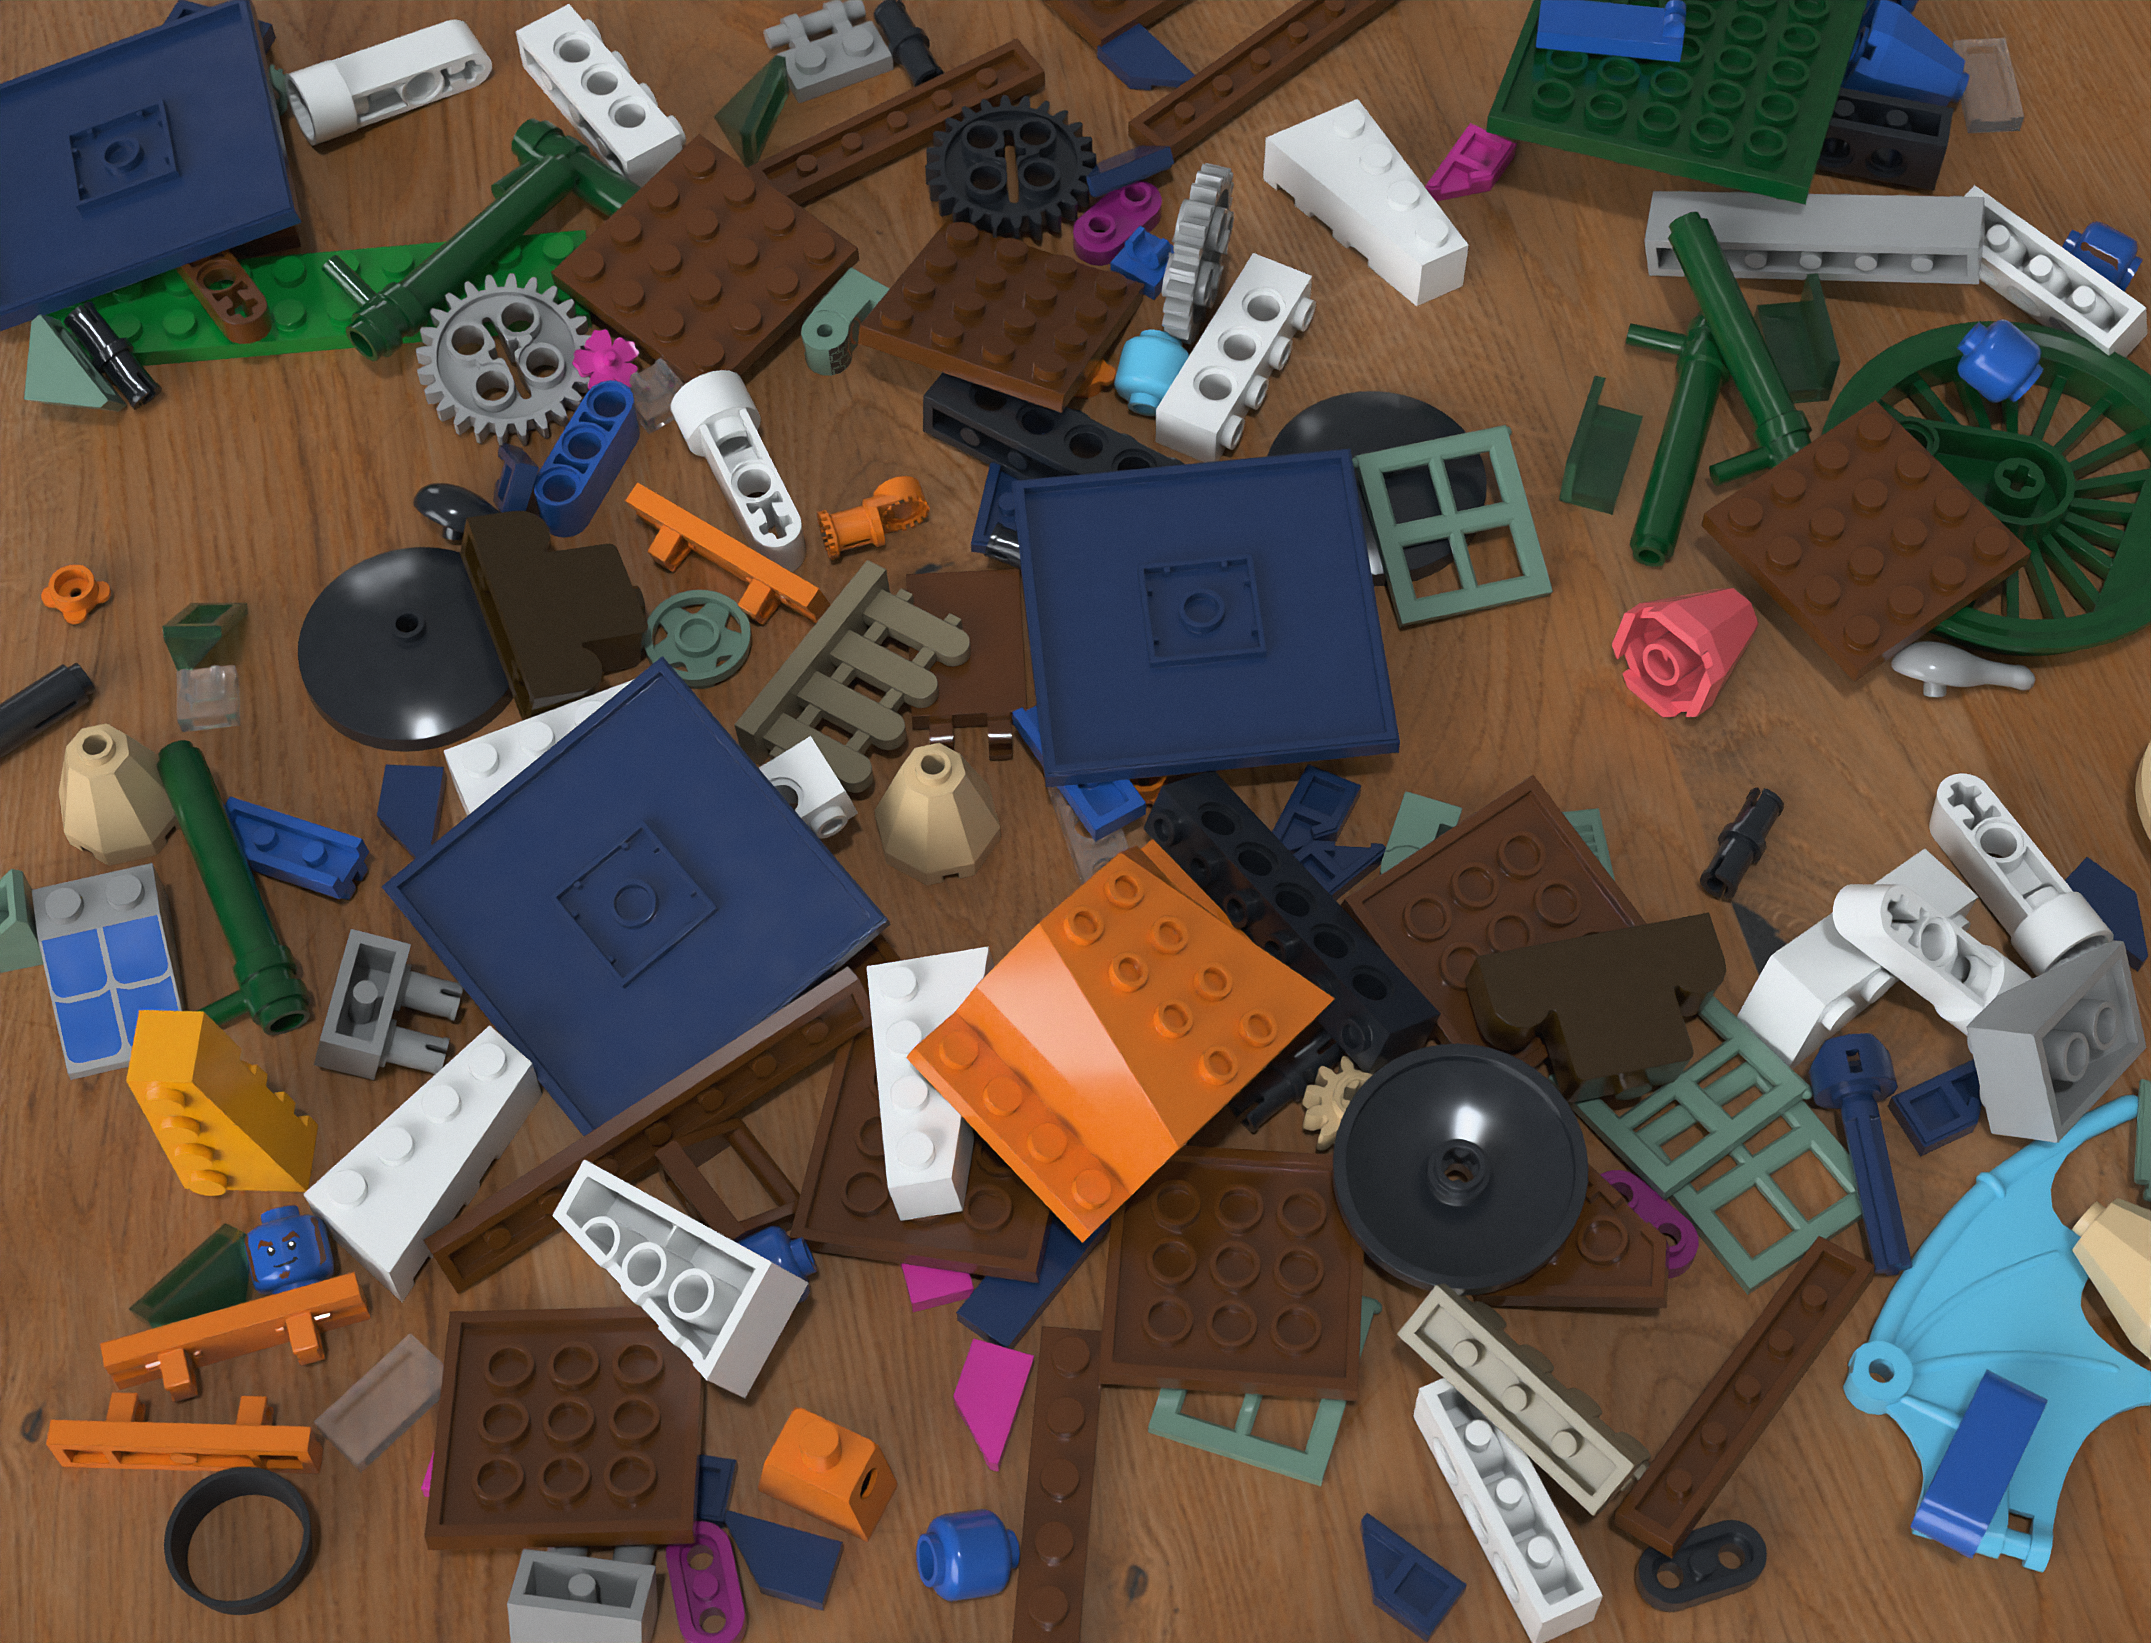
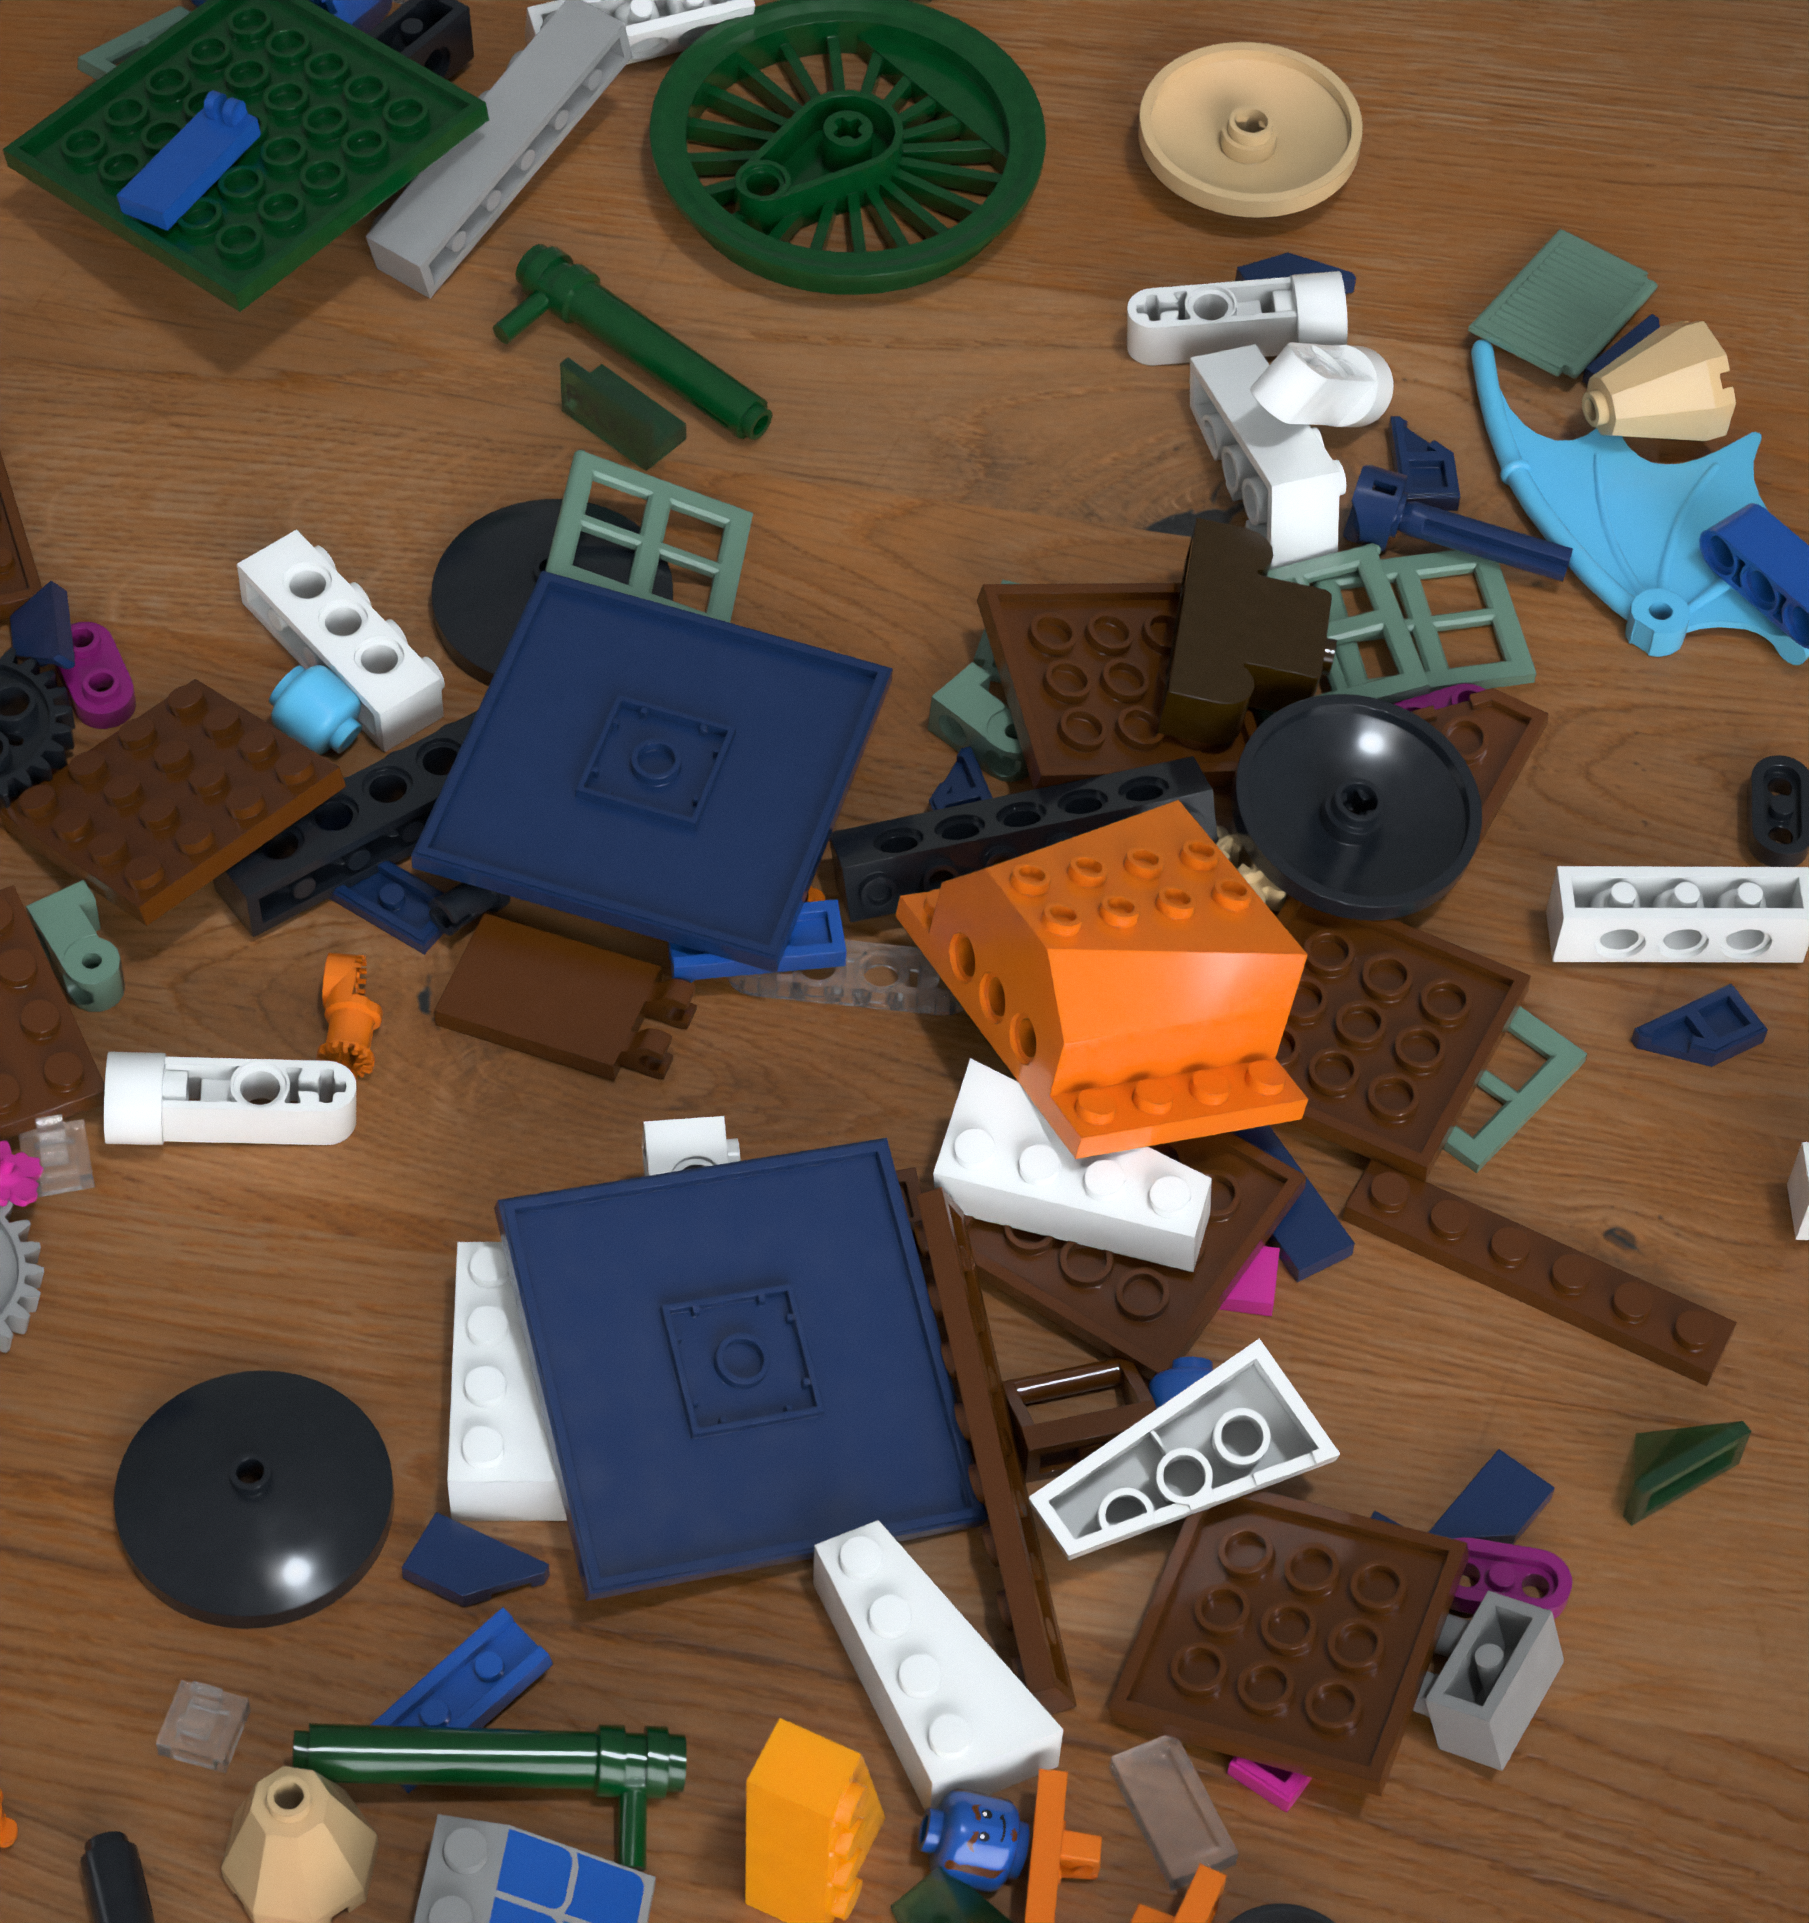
camera: 70 degrees left, 5 degrees down
(199, 630) = (123, 1691): clear green slope -> none
(367, 990) = (715, 1666): light grey brick -> none
(450, 507) = (116, 1380): black piece -> none
(516, 480) = (103, 1318): dark blue tile -> none
(551, 613) = (314, 1334): dark brown brick -> none
(587, 458) = (119, 1268): blue beam -> none
(699, 638) = (398, 1227): sand green wheel -> none
(767, 580) = (268, 1180): orange hinge -> none
(822, 1474) = (1443, 1418): orange torso -> none
(837, 649) = (494, 1096): dark tan fence -> none
(937, 816) = (749, 1076): tan cone -> none
(967, 1555) = (1558, 1346): blue head -> none
(991, 1396) = (1395, 1277): dark pink tile -> none
(1144, 260) = (162, 667): blue tile -> none
(1199, 239) = (207, 560): light grey gear -> none
(1316, 809) = (891, 783): dark blue tile -> none
(1370, 198) = (220, 454): white wedge -> none
(1471, 165) = (213, 369): dark pink tile -> none
(1523, 1398) = (1610, 841): fence -> none
(1684, 648) = (891, 437): coral cone -> none
(1742, 843) = (1101, 489): black pin -> none
(1744, 1397) = (1647, 710): reddish brown plate -> none
(1778, 424) = (687, 268): dark green cylinder -> none
(1802, 343) = (594, 216): clear green panel -> none
(1865, 540) = (855, 256): reddish brown plate -> none
(1948, 665) = (1001, 270): light grey piece -> none
(1999, 361) = (727, 79): blue head -> none
(2056, 1044) = (1427, 364): light grey slope -> none

